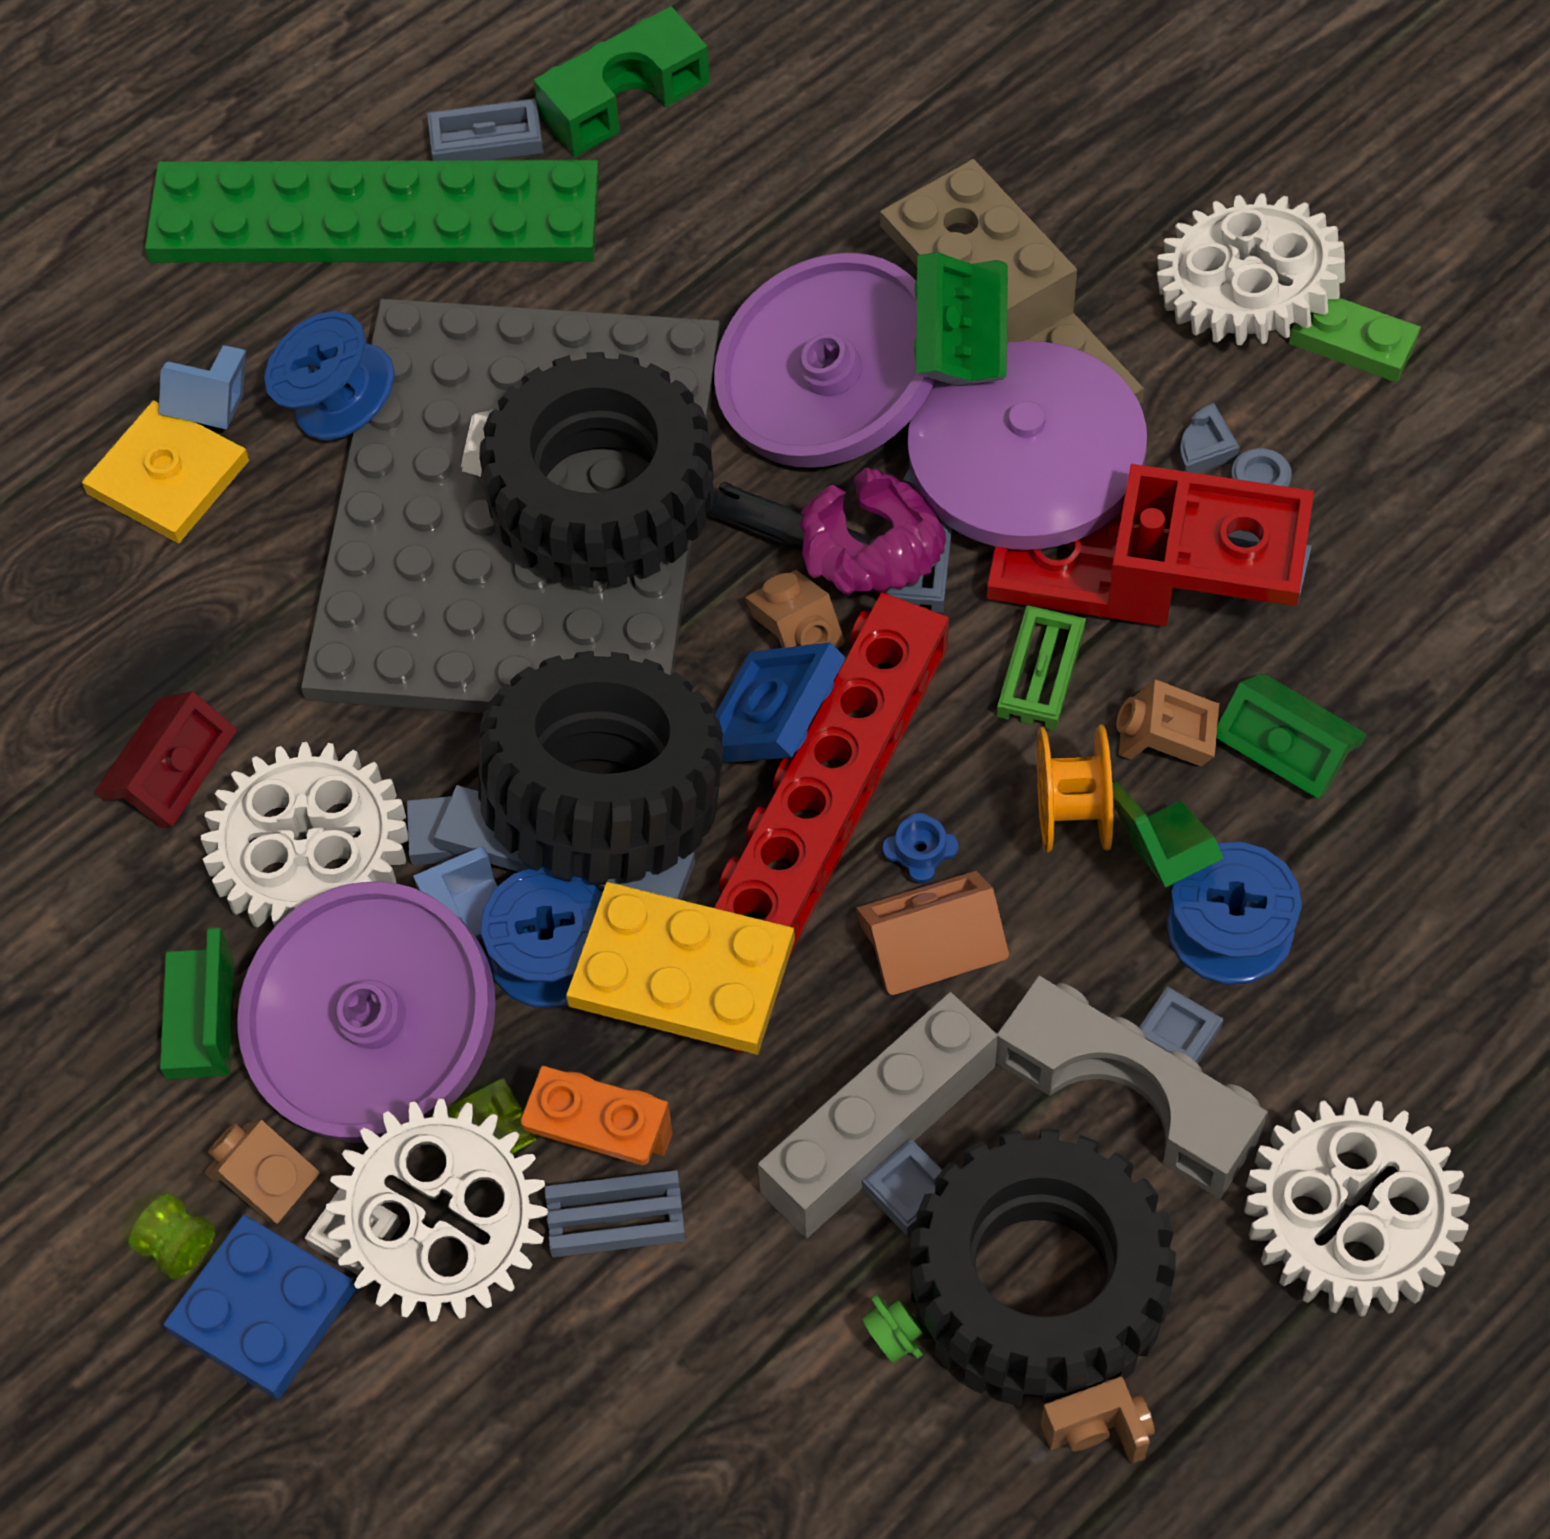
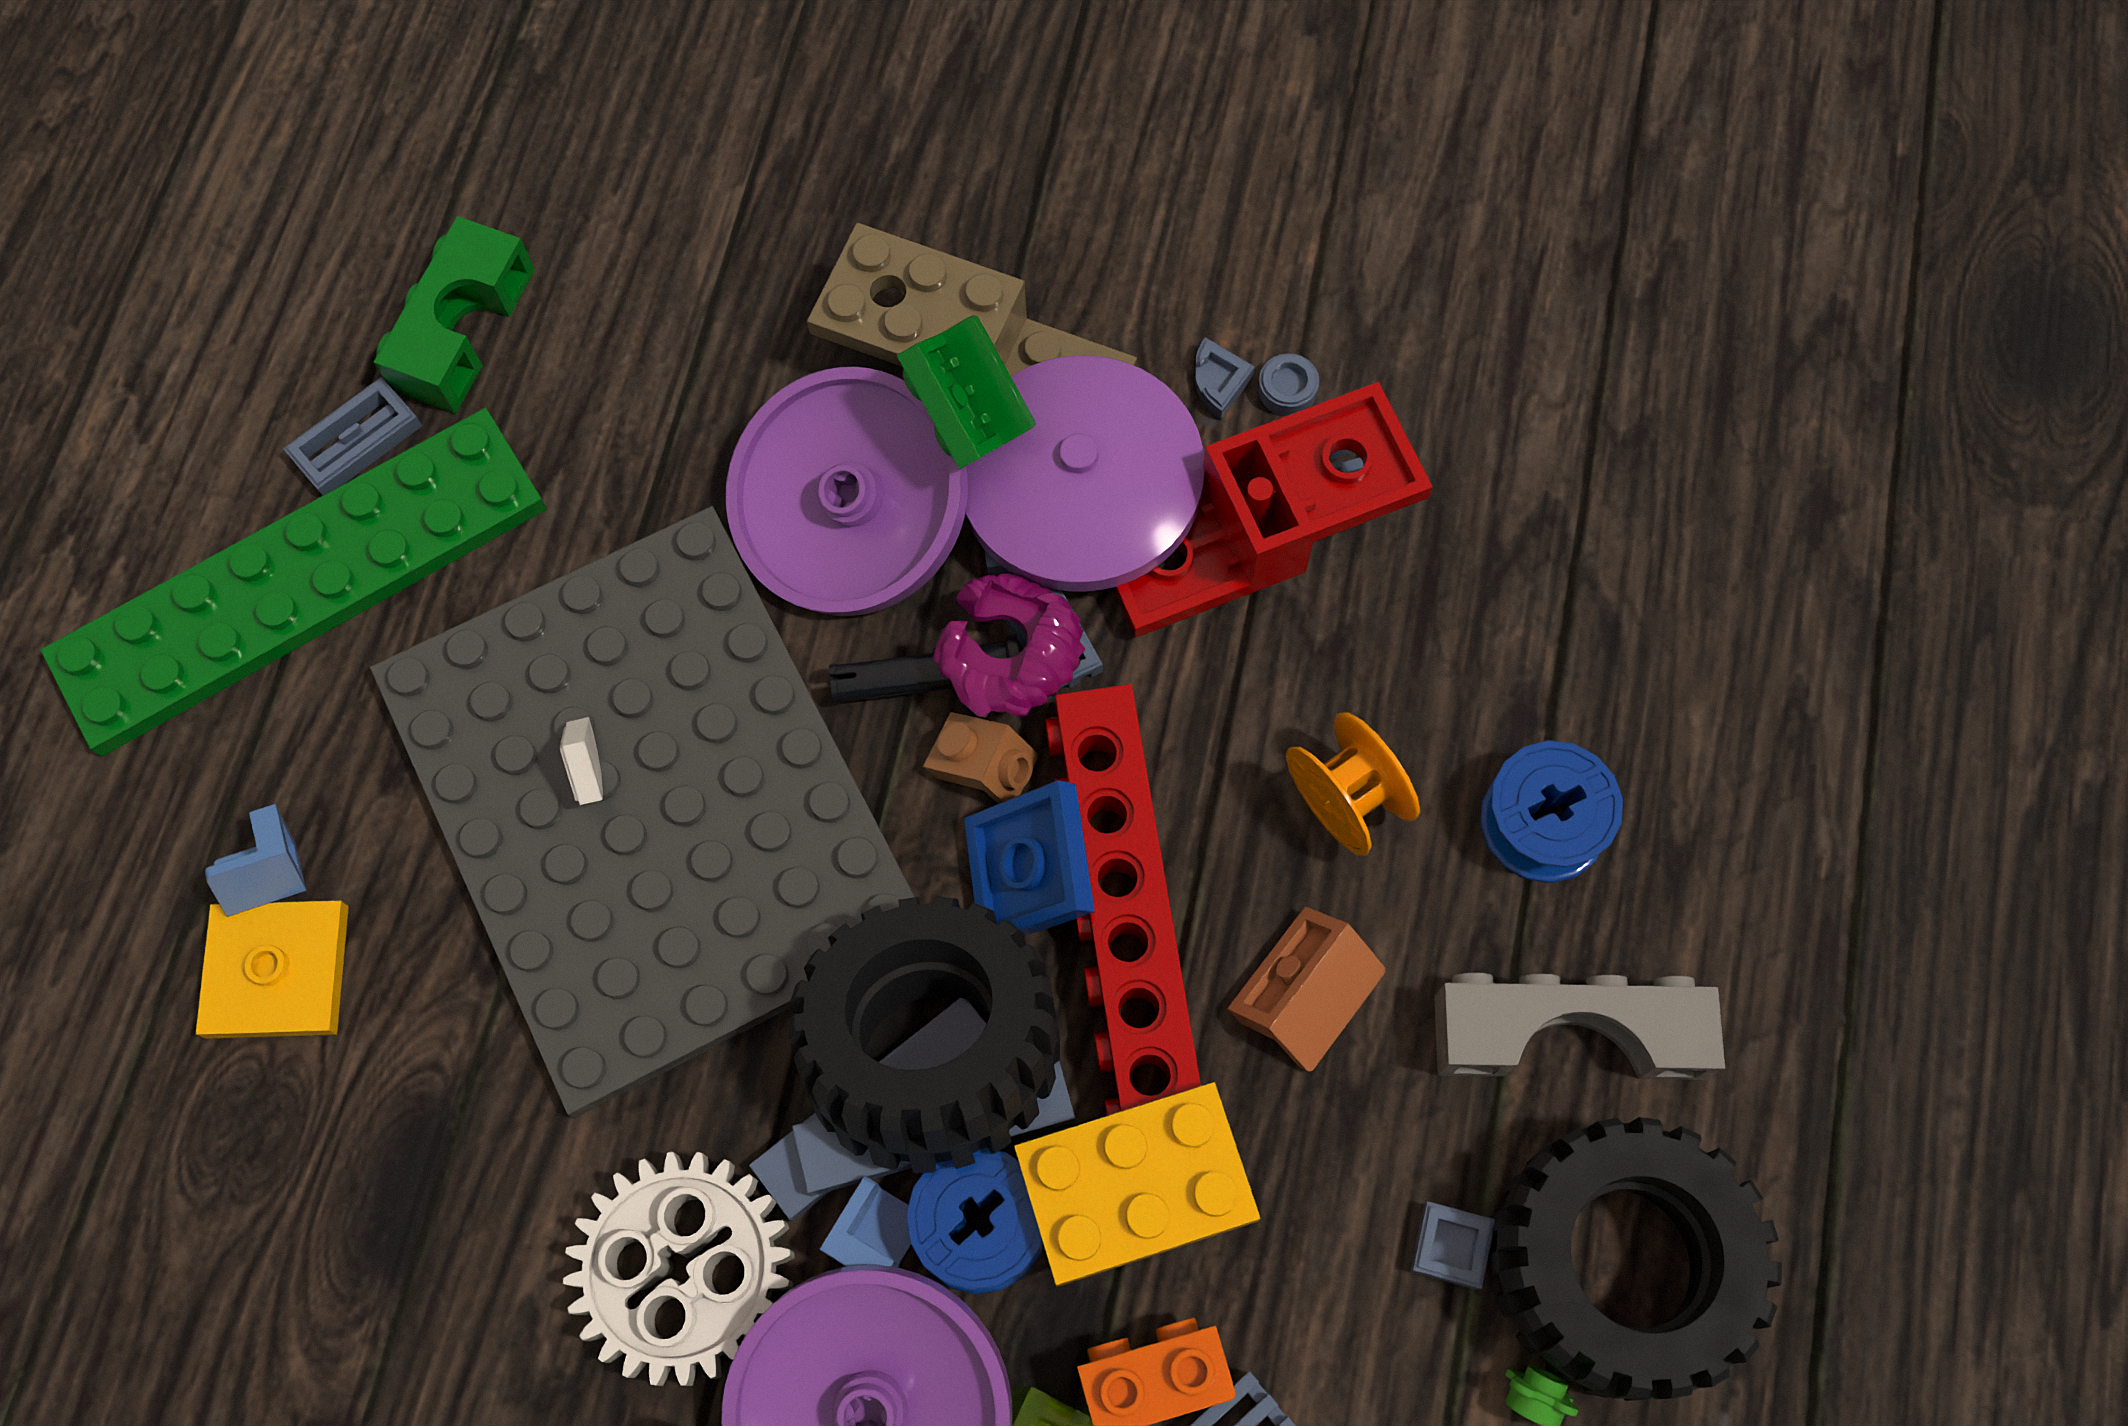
camera: 35 degrees left, 10 degrees up
(168, 757) = (483, 1270): dark red panel -> none
(340, 356) = (378, 780): blue piece -> none
(584, 408) = (675, 665): black tyre -> none
(877, 1114) = (1391, 1203): light grey brick -> none
(920, 830) = (1255, 900): blue plate -> none
(1031, 708) = (1242, 722): bright green tile -> none
(1087, 1415) = (1761, 1376): medium nougat bracket -> none
(1168, 722) = (1374, 667): medium nougat bracket -> none
(1168, 841) = (1470, 782): green panel -> none
(1181, 1025) = (1572, 946): sand blue tile -> none
(1251, 269) = (1154, 192): white gear -> none
(1287, 733) = (1478, 613): green panel -> none
(1359, 338) = (1275, 205): bright green plate -> none
(1404, 1245) = (1890, 1034): white gear -> none

